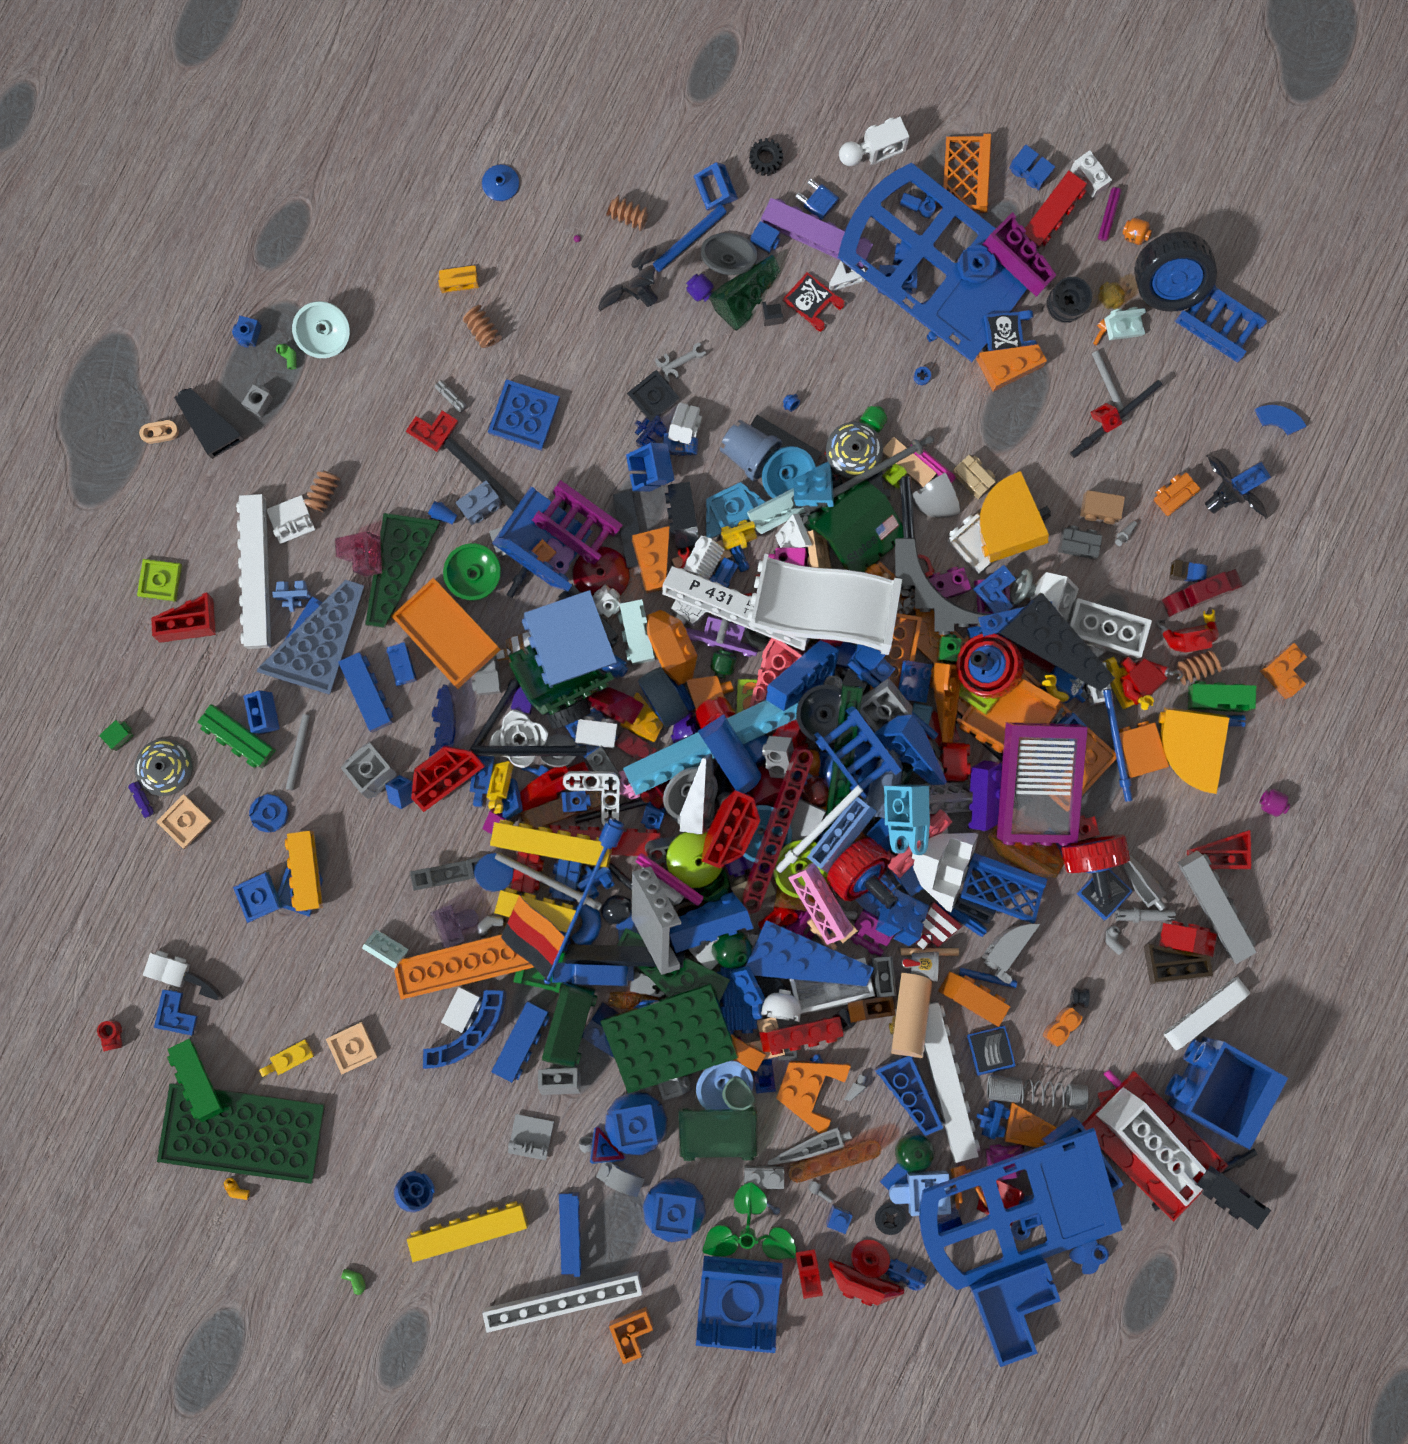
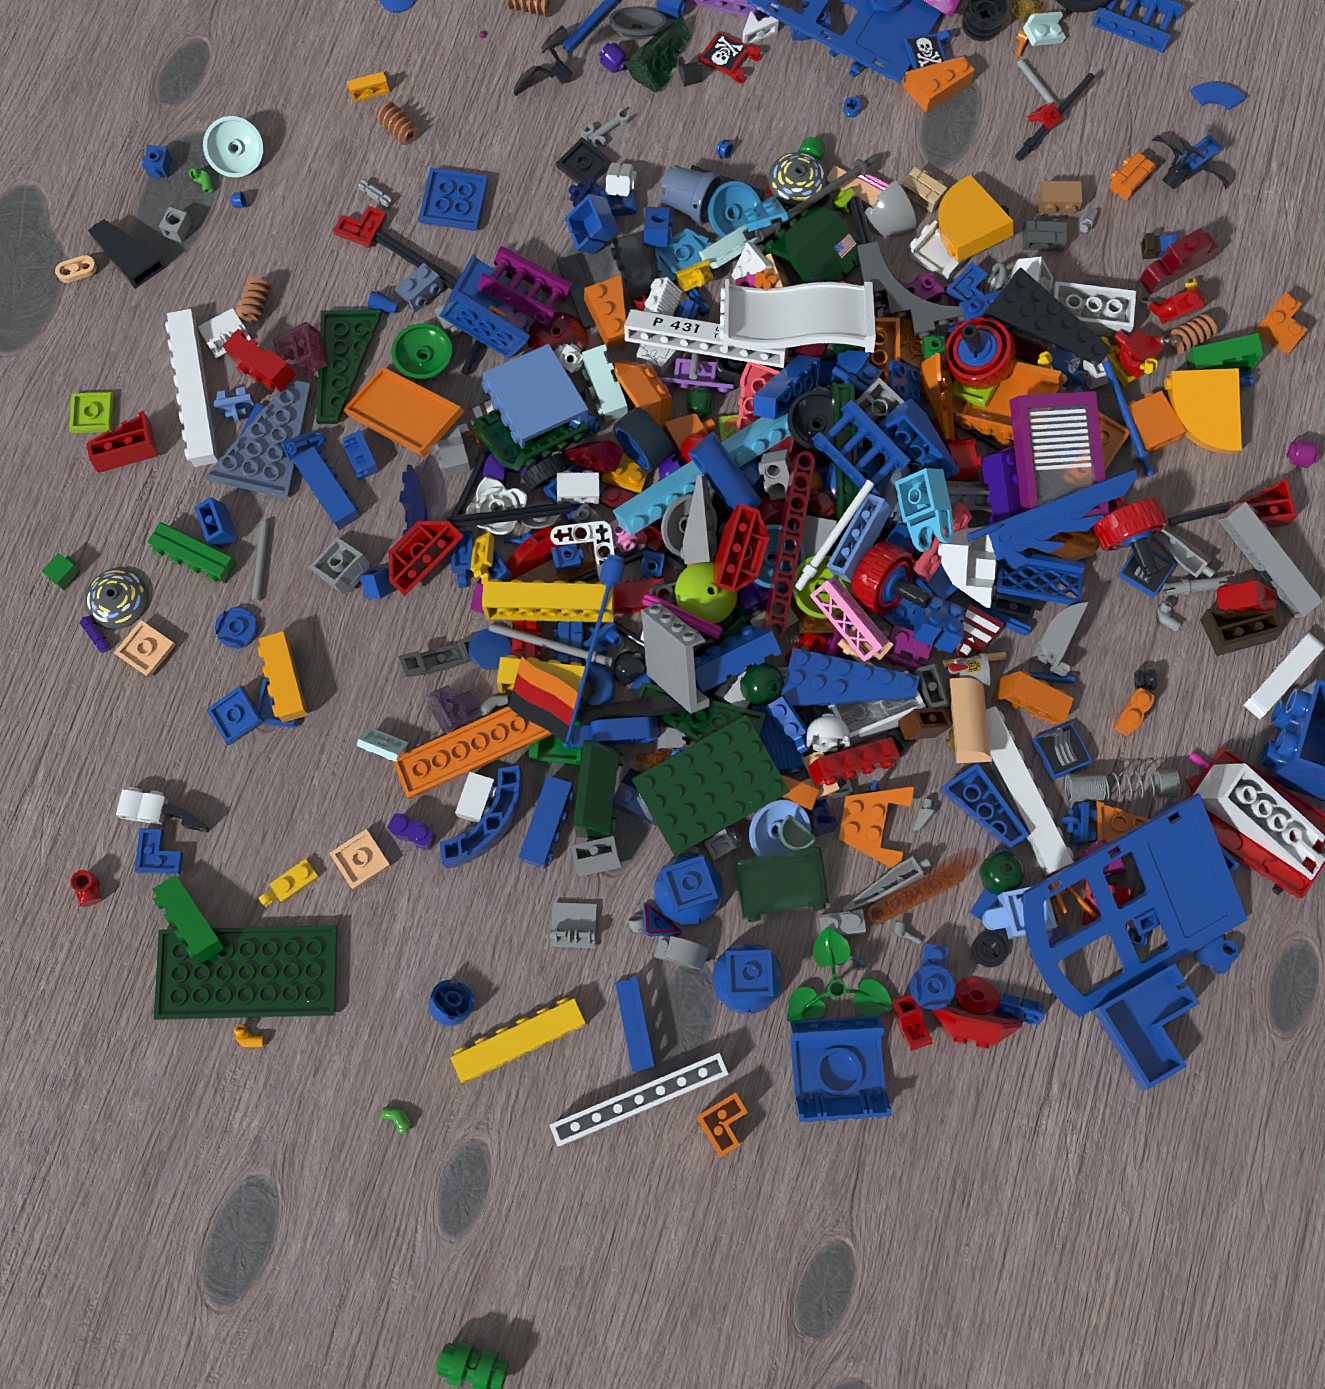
camera: 10 degrees left, 10 degrees down
(319, 383) = (238, 200): none -> blue hinge
(319, 560) = (258, 363): none -> red wedge
(351, 646) = (301, 443): none -> blue hinge
(406, 1035) = (416, 832): none -> dark purple brick
(712, 477) = (657, 226): none -> blue brick
(802, 557) = (764, 279): none -> orange plant
(831, 1249) = (932, 987): none -> blue tile
(1030, 839) = (1044, 521): none -> blue animal
(1165, 845) = (1198, 514): none -> black bar

